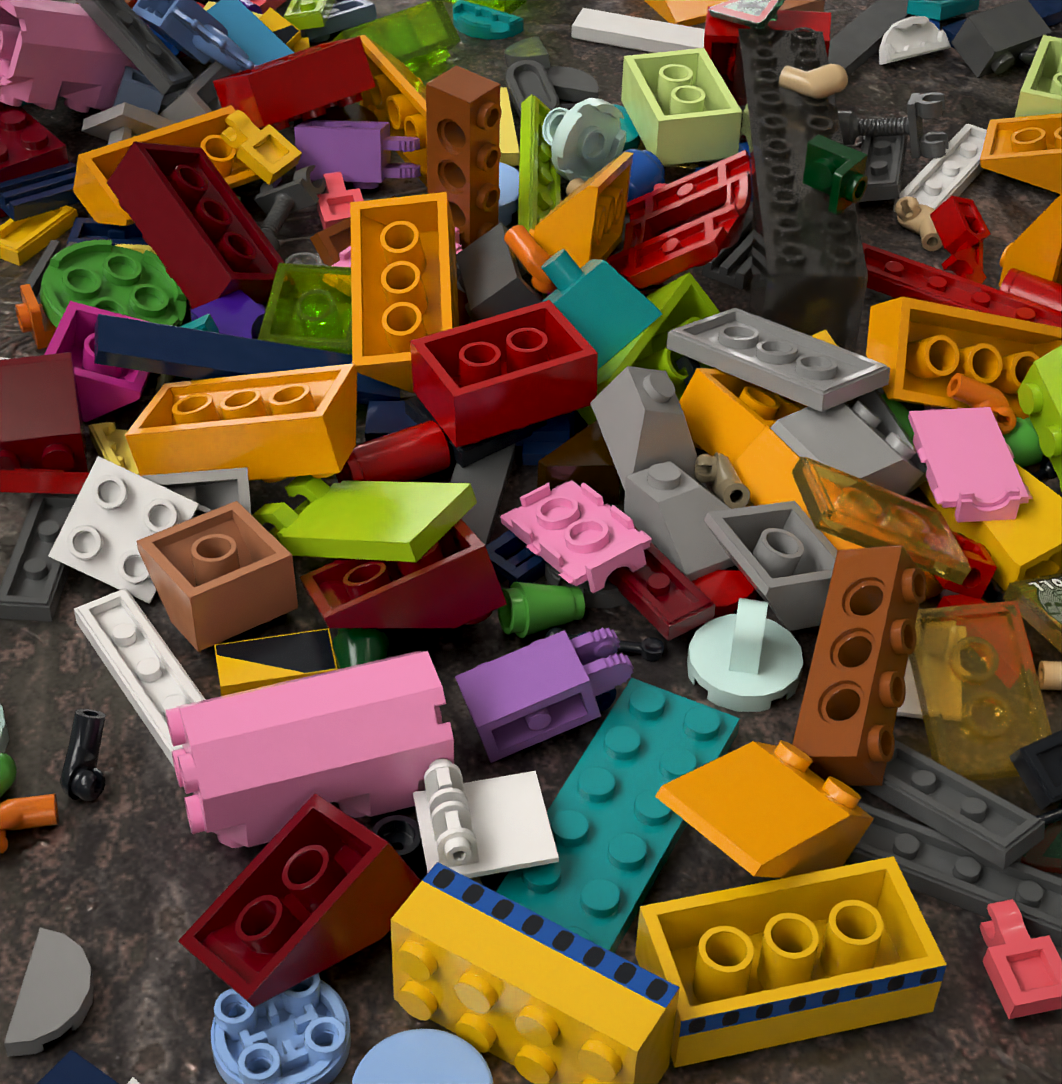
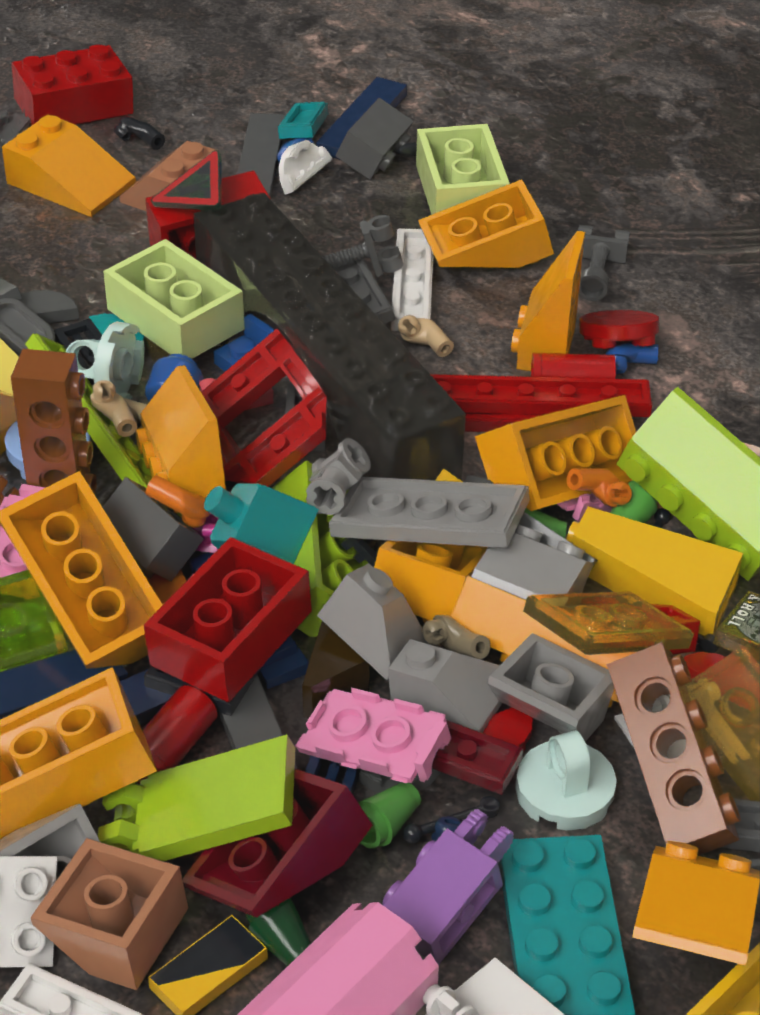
camera: 30 degrees left, 0 degrees up
(556, 175) = (113, 407): none -> tan arm
(635, 32) = (75, 233): white tile -> none
(704, 294) = (335, 476): none -> light grey connector
(815, 83) = (305, 249): tan arm -> none
(836, 172) = (388, 329): dark green bracket -> none
(962, 235) = (470, 337): red piece -> none
(968, 463) = (625, 542): bright pink piece -> none

